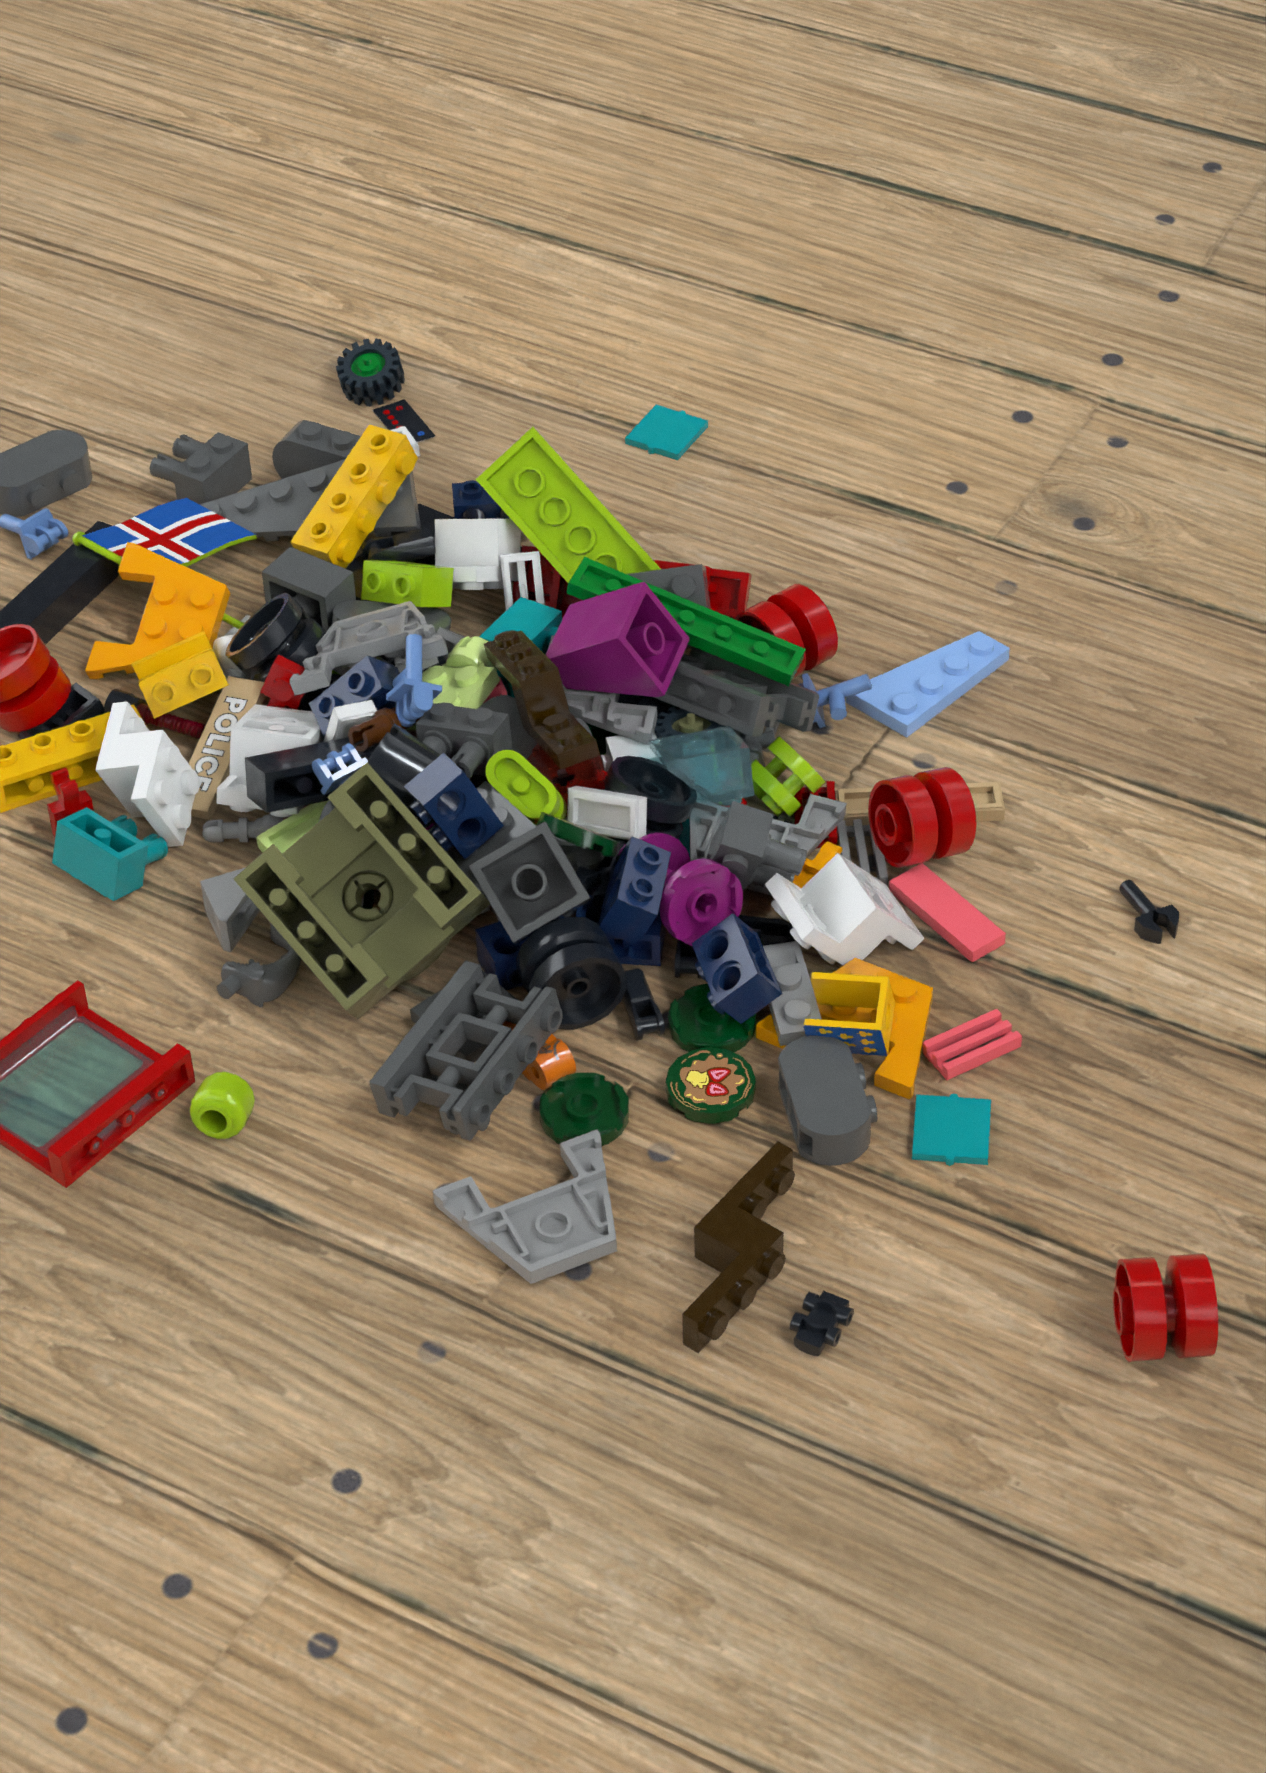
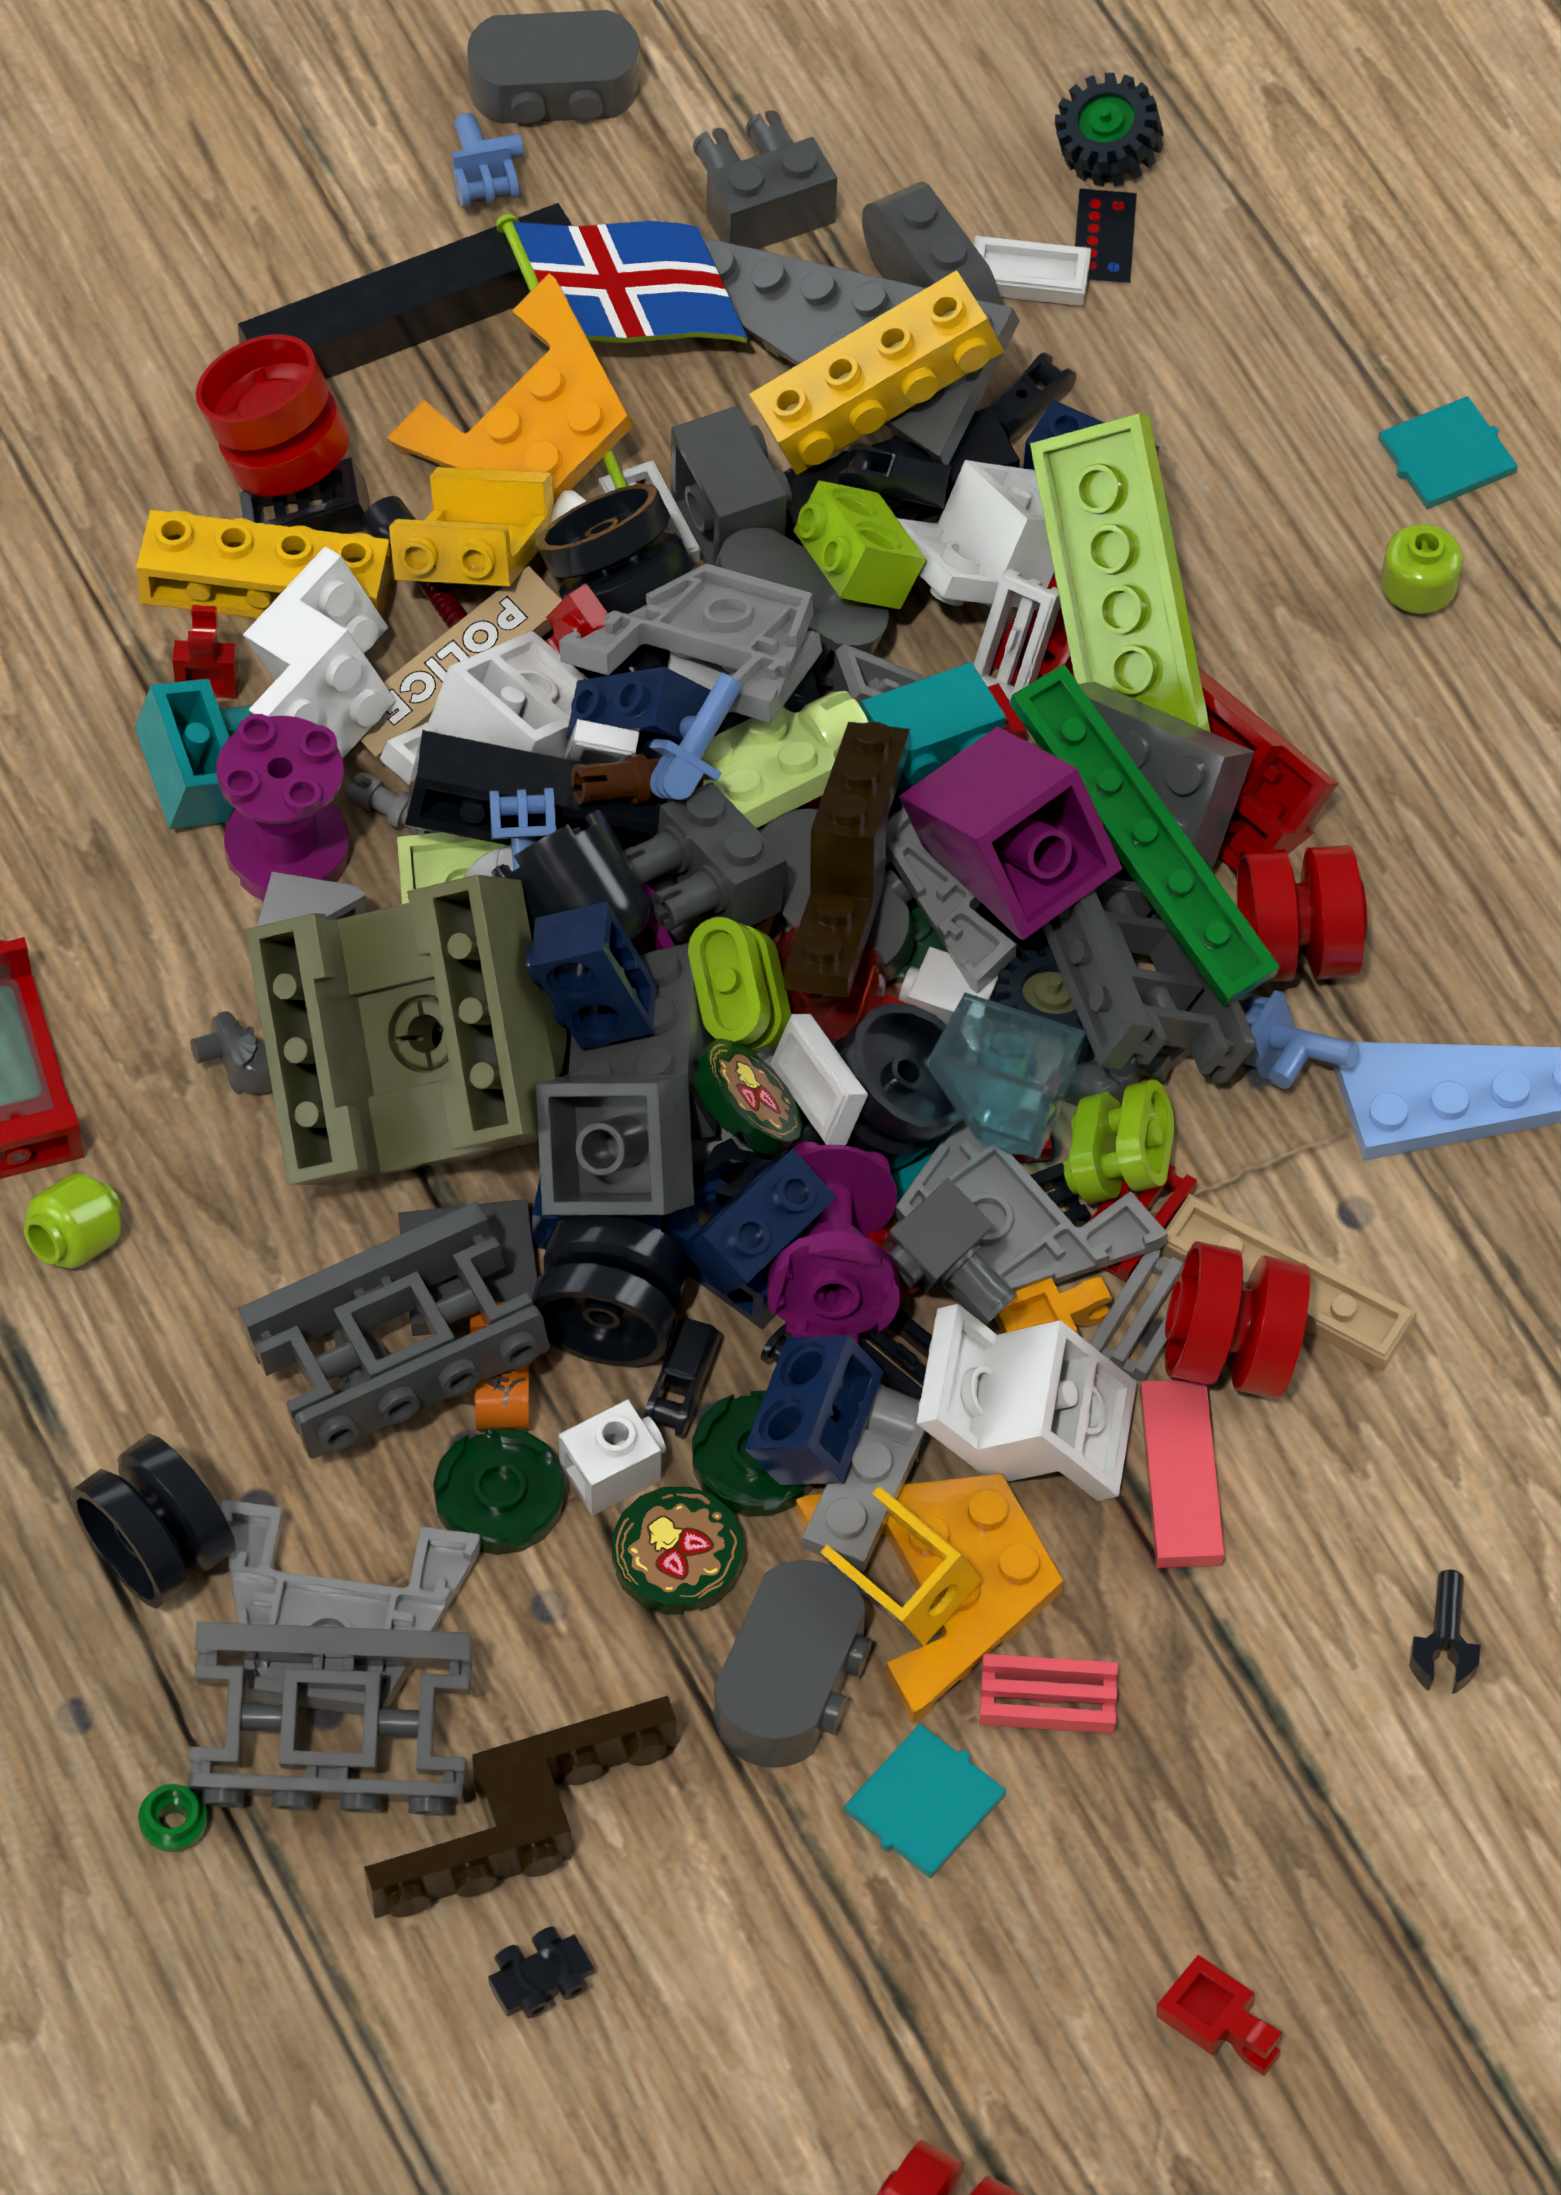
camera: 30 degrees right, 15 degrees up
(180, 815) = (282, 786): none -> magenta piece
(406, 1213) = (152, 1520): none -> black wheel
(431, 492) = (1025, 401): none -> black bar
(538, 1353) = (169, 1800): none -> green plate
(577, 1222) = (333, 1659): none -> dark grey fence
(636, 1057) = (611, 1456): none -> white brick
(705, 475) = (1421, 568): none -> lime head
(1198, 1135) = (1214, 2009): none -> red plate

